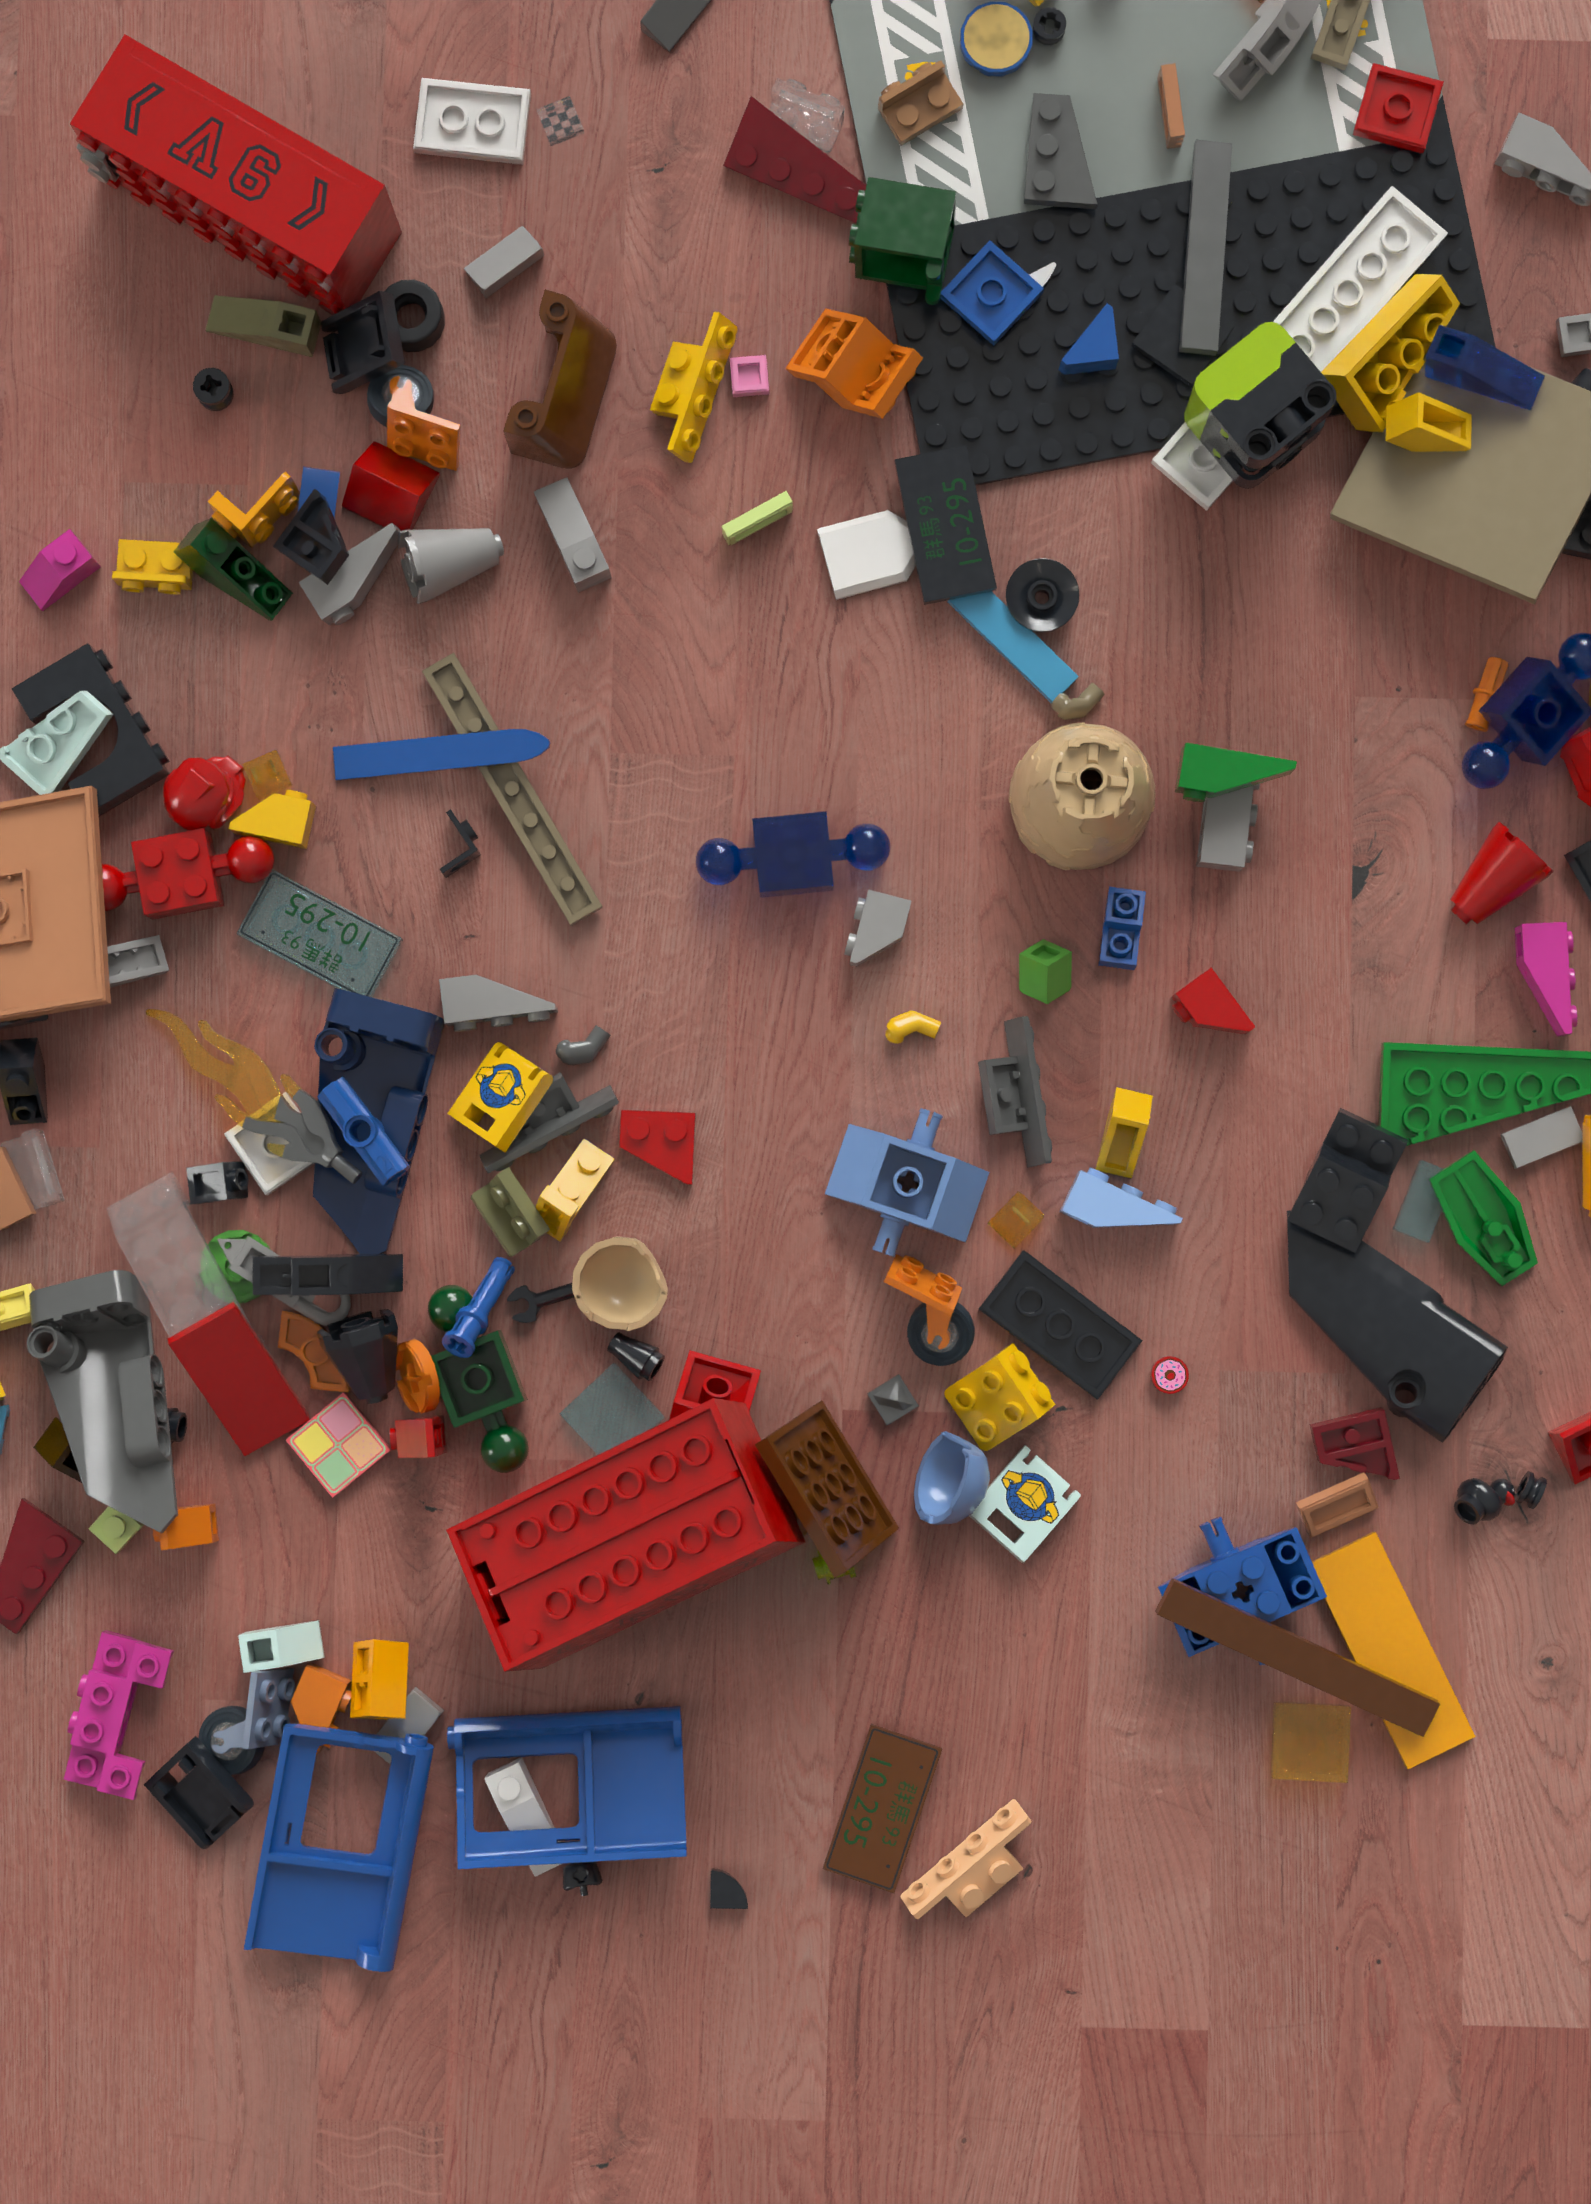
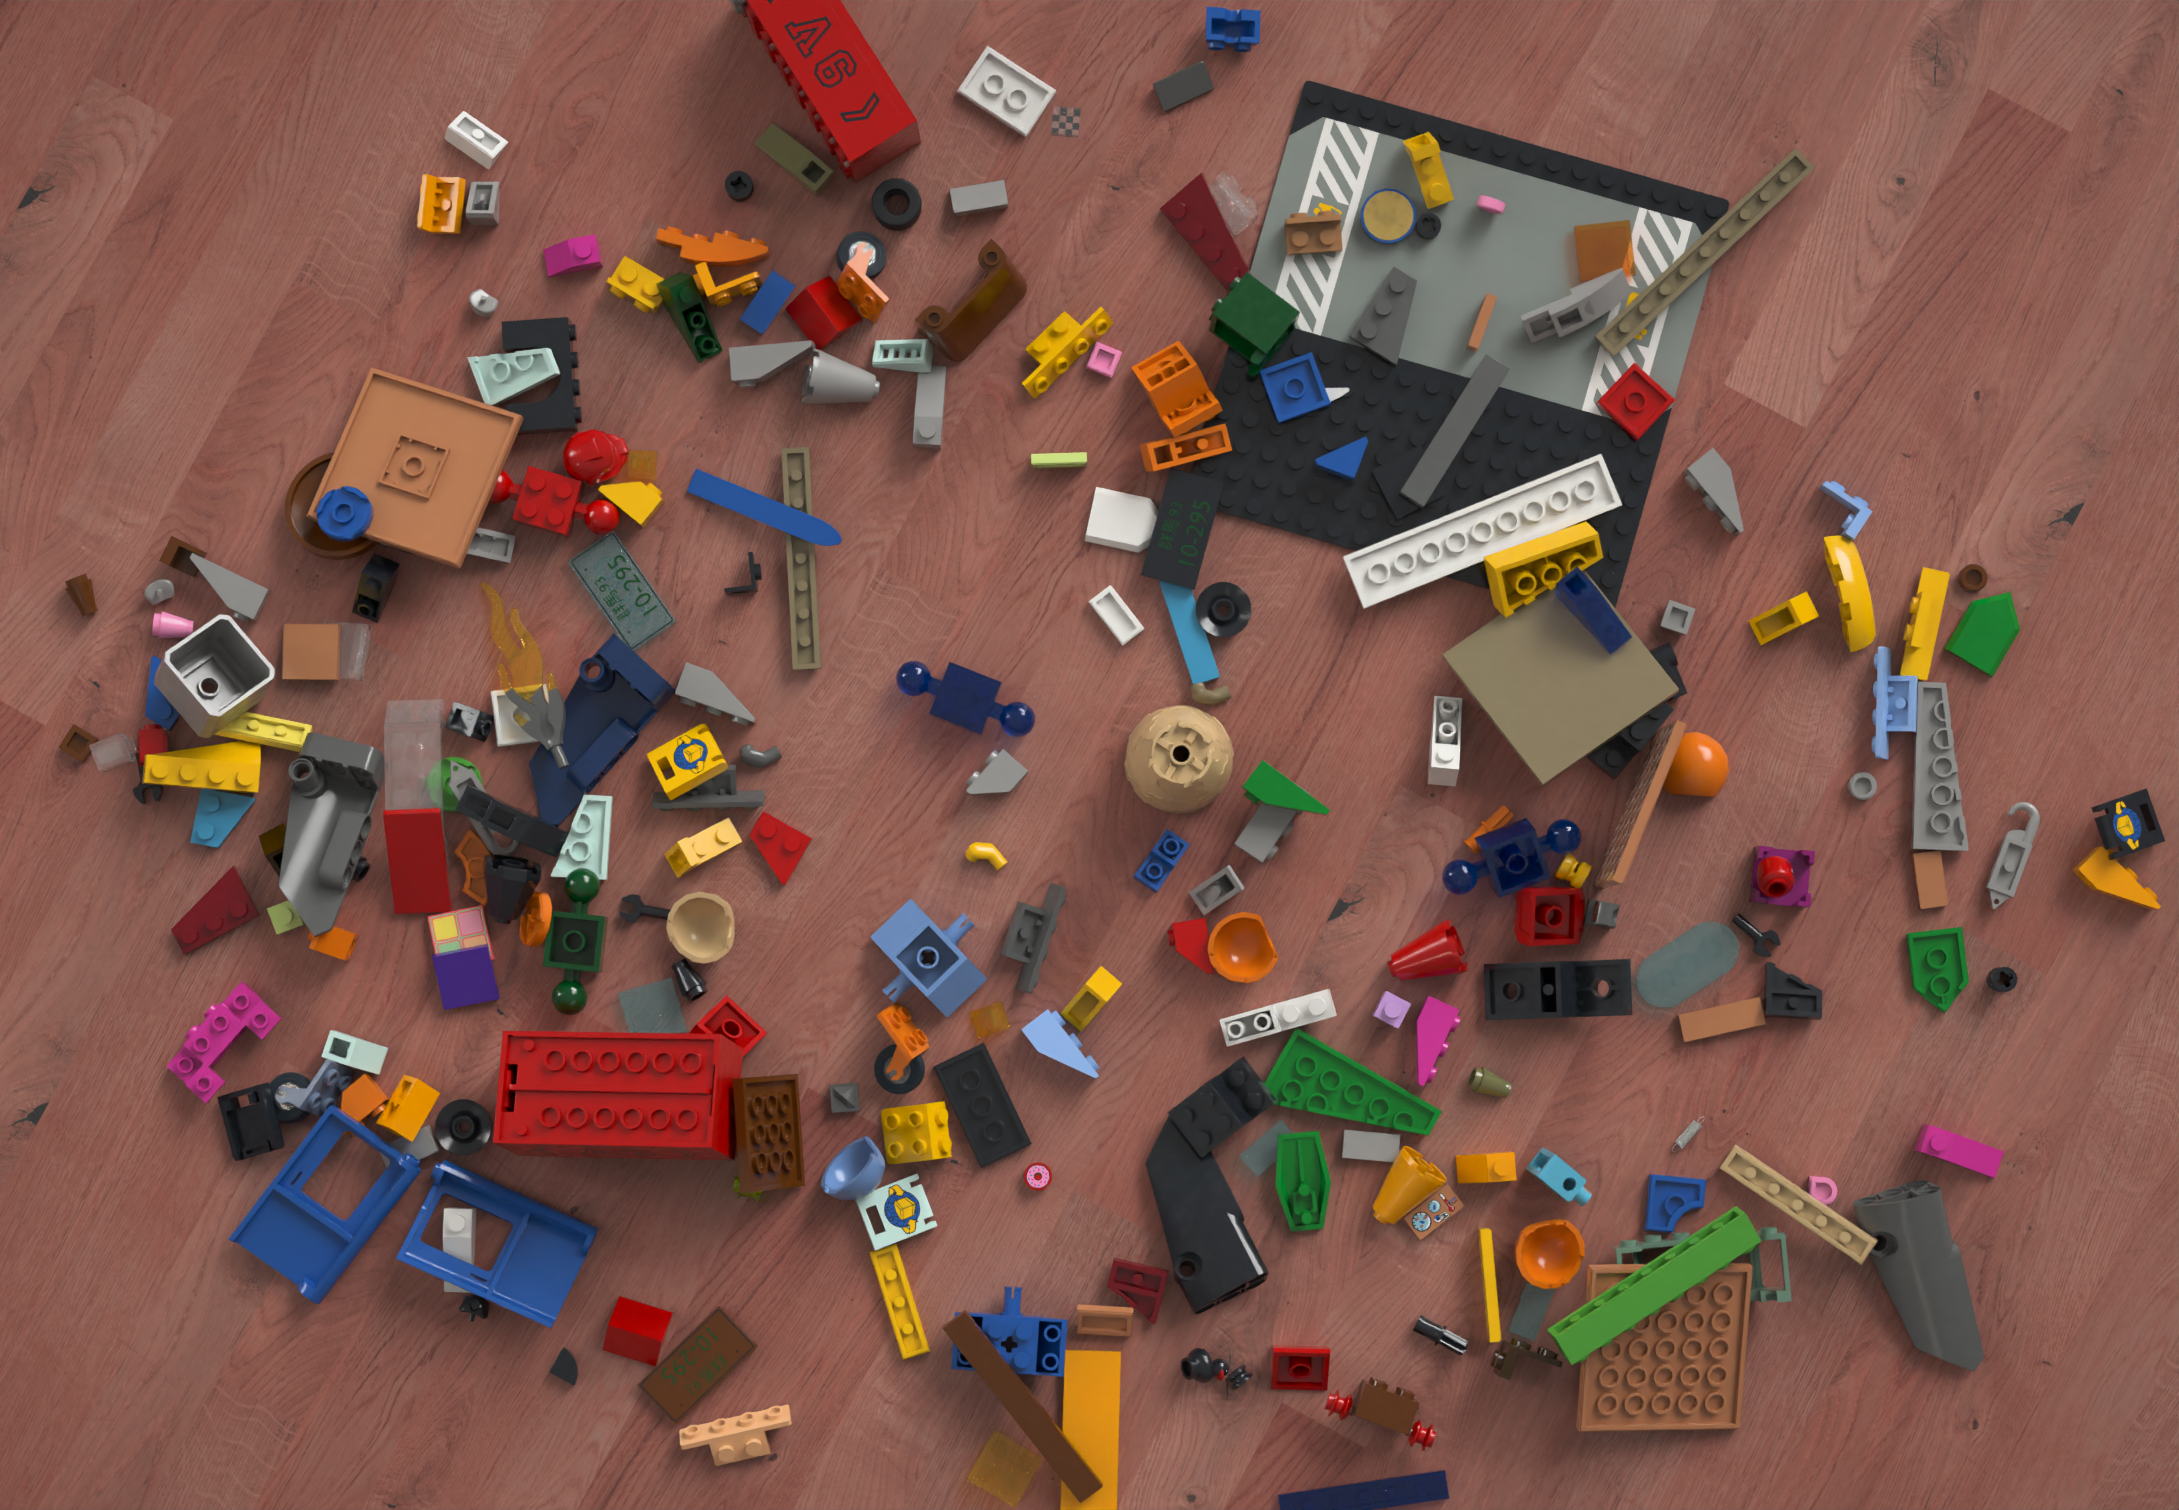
camera: 25 degrees right, 0 degrees up
(234, 474) = (723, 251): none -> orange slope
(314, 539) = (753, 325): black wing -> none
(349, 1113) = (580, 721): blue piece -> none
(365, 342) = (856, 208): black container -> none
(368, 1487) = (465, 976): none -> dark purple tile
(419, 1437) = (516, 960): red slope -> none
(429, 1249) = (588, 838): none -> light aqua wing
(454, 1688) = (448, 1127): none -> black dish
(473, 1319) = (592, 900): blue pin -> none
(510, 1213) = (653, 842): olive bracket -> none
(525, 493) = (914, 363): none -> light aqua slope
(789, 1804) = (637, 1331): none -> red slope
(899, 427) = (1185, 448): none -> orange slope
(919, 667) = (1116, 615): none -> white tile
(1045, 971) = (1094, 863): bright green panel -> none
(1083, 1608) = (899, 1301): none -> yellow tile
(1207, 927) = (1216, 890): none -> light grey slope
(1259, 405) = (1427, 559): black piece -> none
(1273, 980) = (1242, 948): none -> orange cylinder
(1356, 1041) = (1278, 1017): none -> white slope
(1383, 618) = (1445, 741): none -> white slope
(1427, 425) = (1536, 629): yellow slope -> none
(1485, 963) = (1391, 1009): none -> lavender brick

